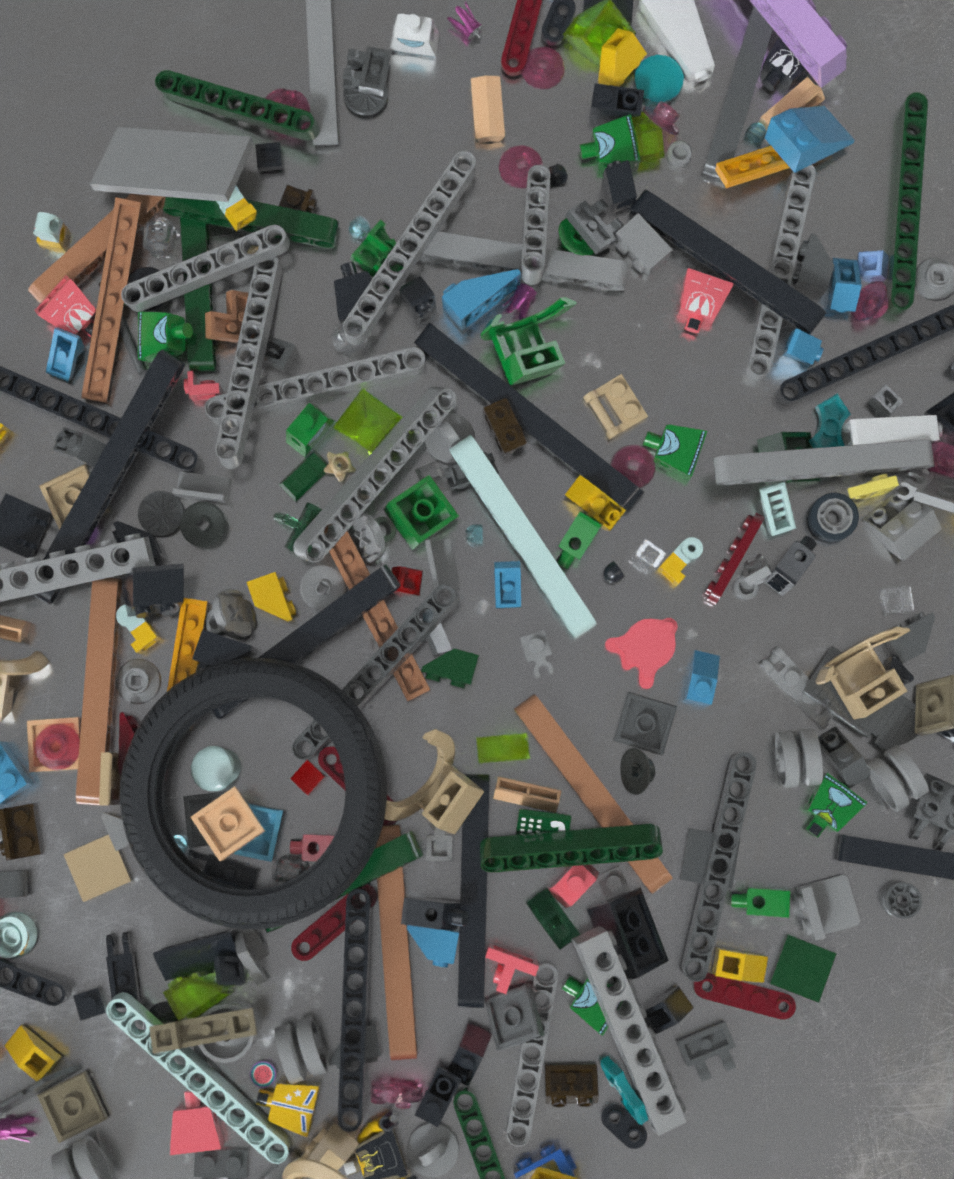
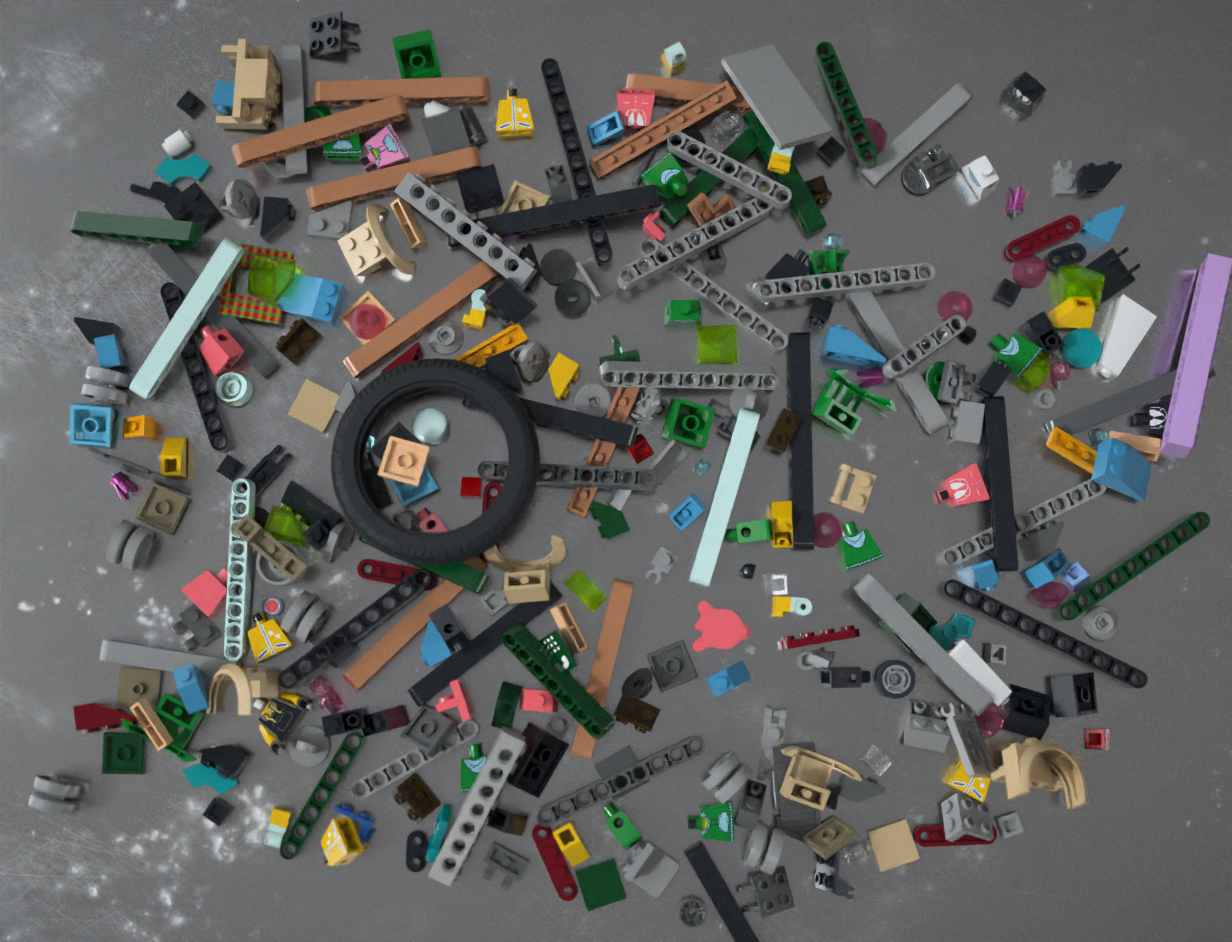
camera: 45 degrees right, 0 degrees up
(109, 779) = (373, 369): tan tile -> none
(304, 476) = (653, 334): dark green tile -> none
(343, 460) = (671, 349): tan plate -> none
(487, 109) = (973, 258): light nougat piece -> none
(547, 102) = (1008, 291): none -> black plate
(664, 795) = (636, 712): none -> dark brown bracket
(782, 525) = (863, 651): light aqua slope -> none
(877, 486) = (936, 690): light yellow wing -> none

